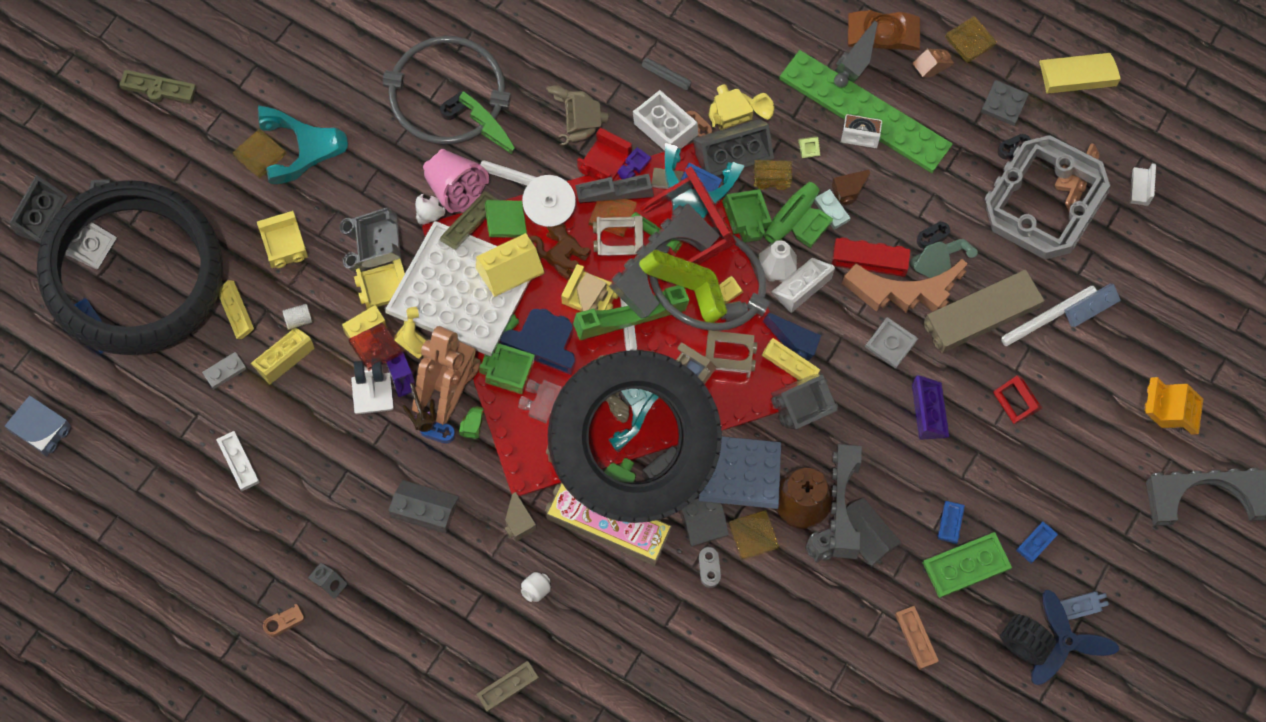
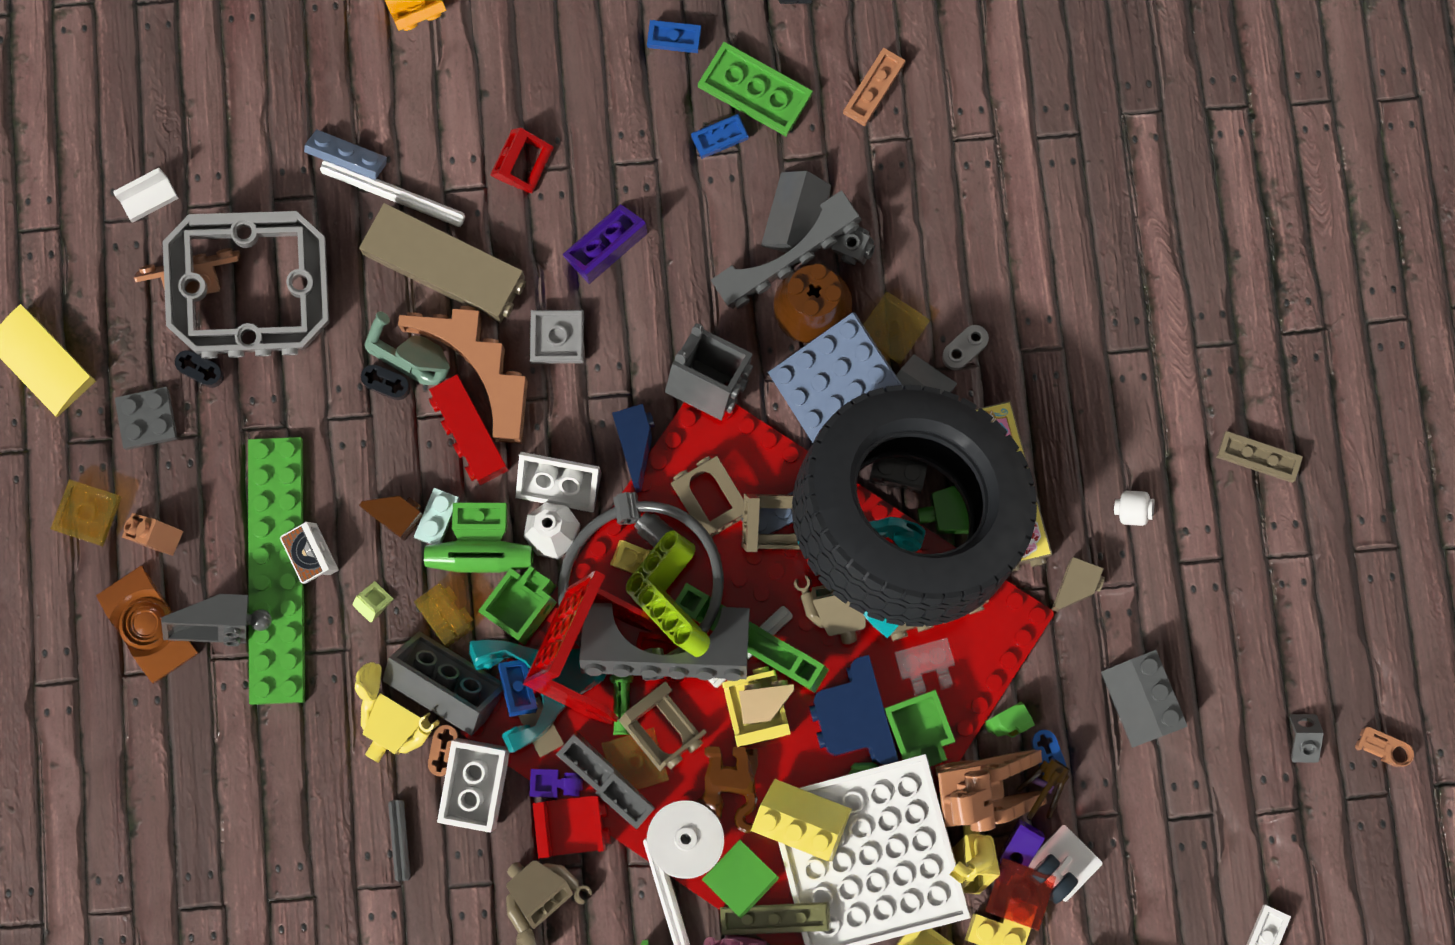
camera: 120 degrees left, 10 degrees up
(789, 360) = (667, 427): light yellow plate -> none

